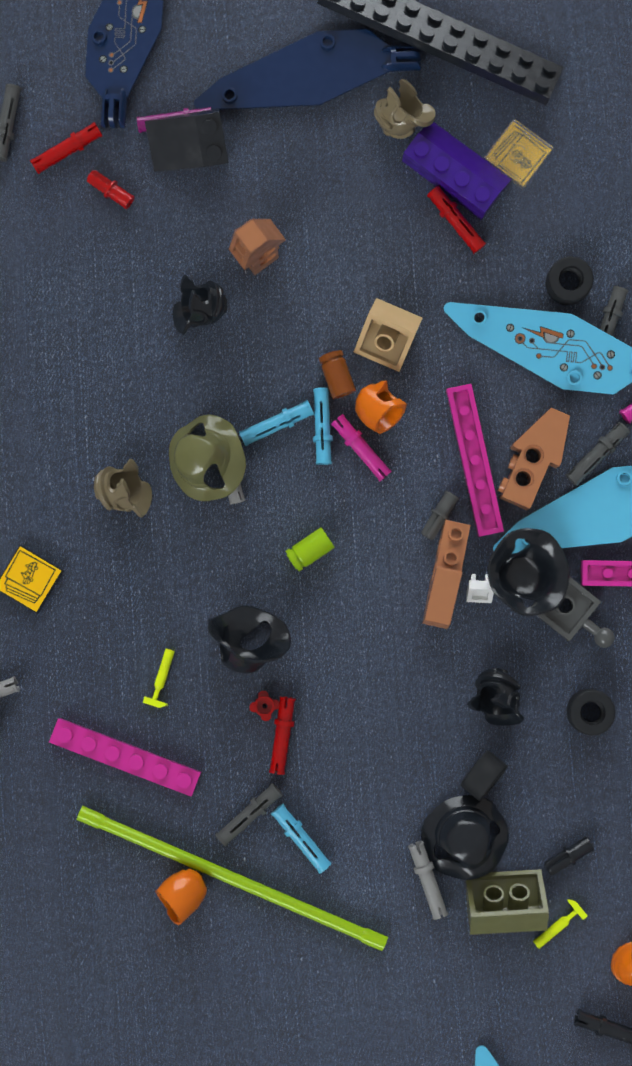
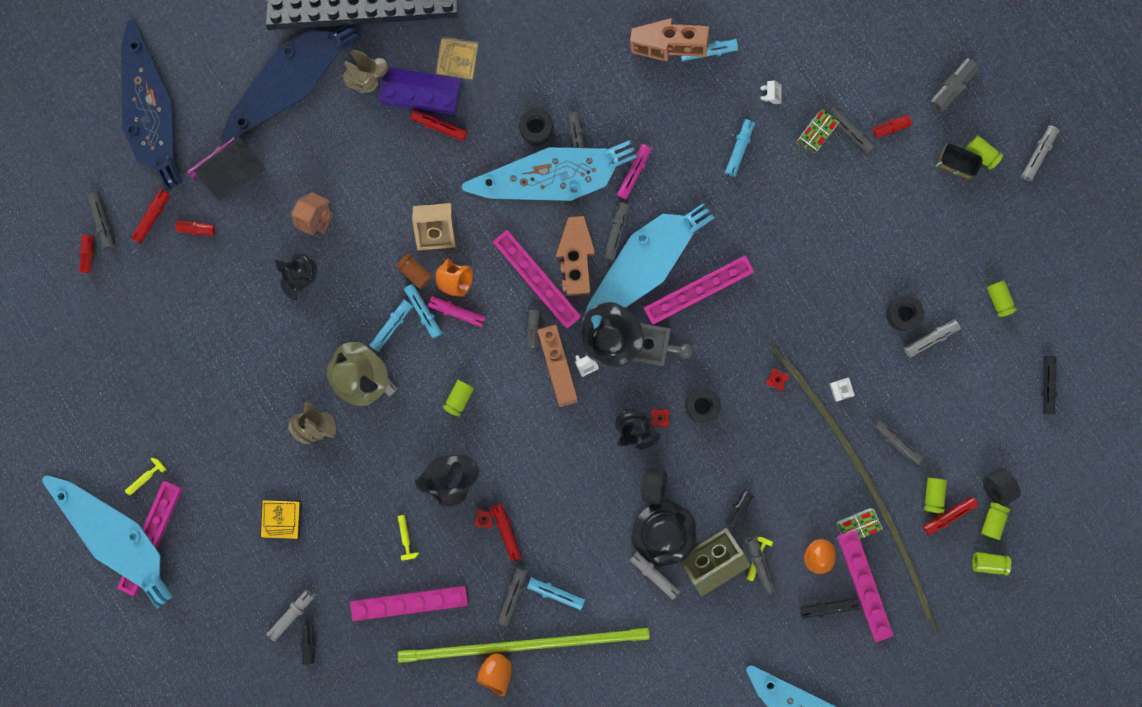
camera: 30 degrees left, 0 degrees up
(534, 706) = (664, 421): none -> red plate
(560, 926) = (758, 558): none -> dark grey pin

